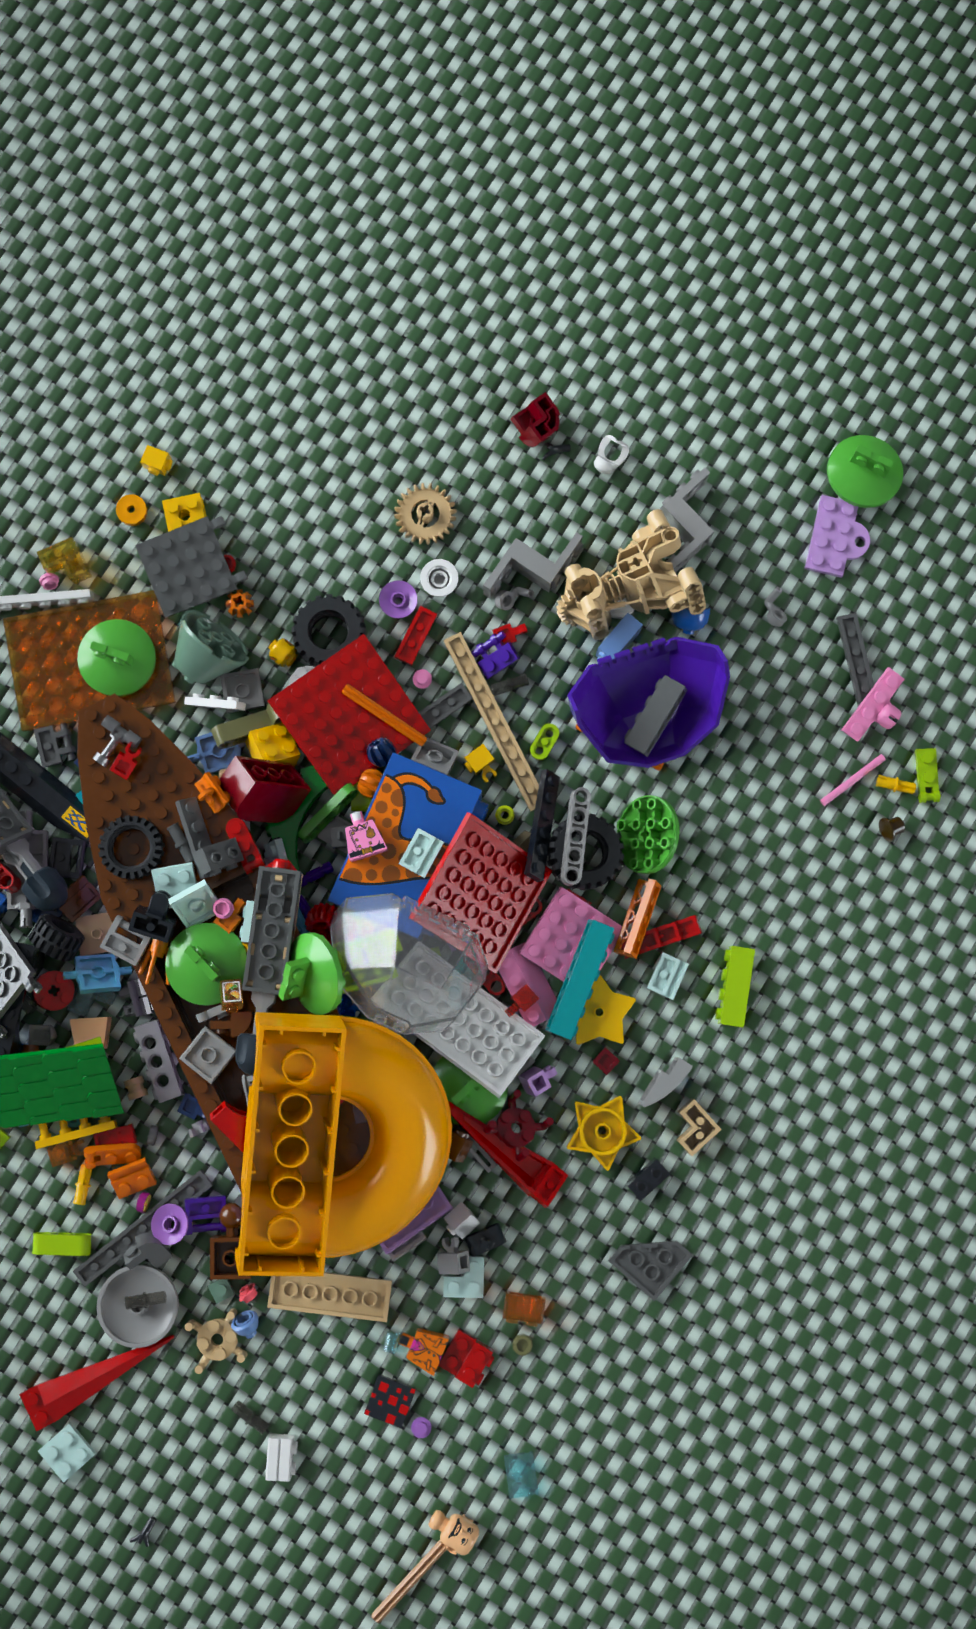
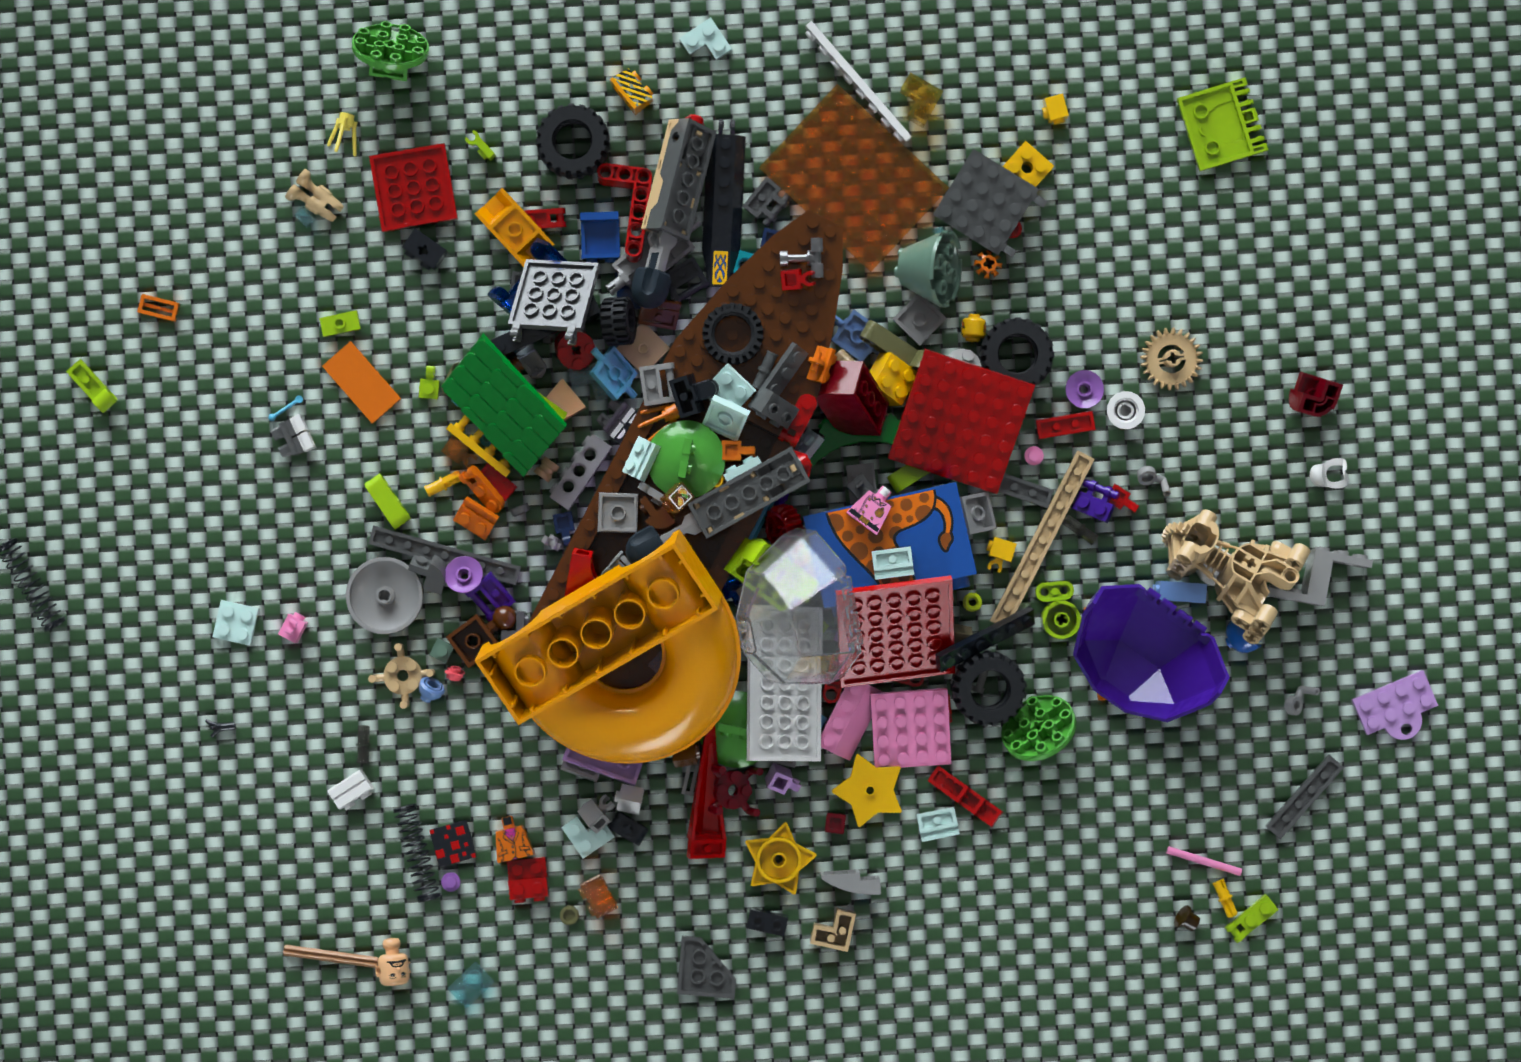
camera: 55 degrees right, 5 degrees up
(49, 581) = (894, 97): bright pink plate -> none
(60, 1395) = (272, 585): red plate -> none
(107, 1405) = (293, 627): none -> bright pink brick
(116, 657) = (872, 200): bright green bracket -> none
(131, 501) = (1004, 110): light orange piece -> none
(143, 1202) = (464, 541): magenta tile -> none
(145, 1299) = (394, 599): clear smoke axle -> none
(178, 1001) = (641, 459): none -> light aqua plate
(215, 702) = (894, 305): white plate -> none
(223, 908) = (738, 441): bright pink plate -> none
(267, 343) = (1219, 126): none -> lime hinge
(313, 974) = (739, 550): bright green bracket -> none
(317, 873) = (819, 488): dark purple axle -> none
(327, 813) = (870, 461): bright green beam -> none
(332, 1295) = (500, 738): tan plate -> none
(369, 782) = (919, 478): orange piece -> none
(380, 751) = (950, 469): dark blue piece -> none
(384, 715) = (981, 449): orange axle -> none
(391, 1342) = (498, 812): clear light blue hinge -> none
(416, 1463) = (424, 897): none -> black piece
(523, 1000) = (836, 723): clear red plate -> none
(532, 565) = (1191, 479): light grey bracket -> none
(556, 449) = (1302, 424): black bar -> none
(571, 742) = (1051, 625): none -> lime brick
(579, 827) = (1004, 672): light grey beam -> none
(579, 979) = (885, 756): teal brick -> none
(639, 920) = (967, 771): orange fence -> none
(655, 716) = (1139, 666): dark grey brick -> none
(735, 987) = (968, 884): lime brick -> none
(865, 471) = (1468, 691): bright green bracket -> none
(876, 706) = (1276, 837): bright pink plate -> none

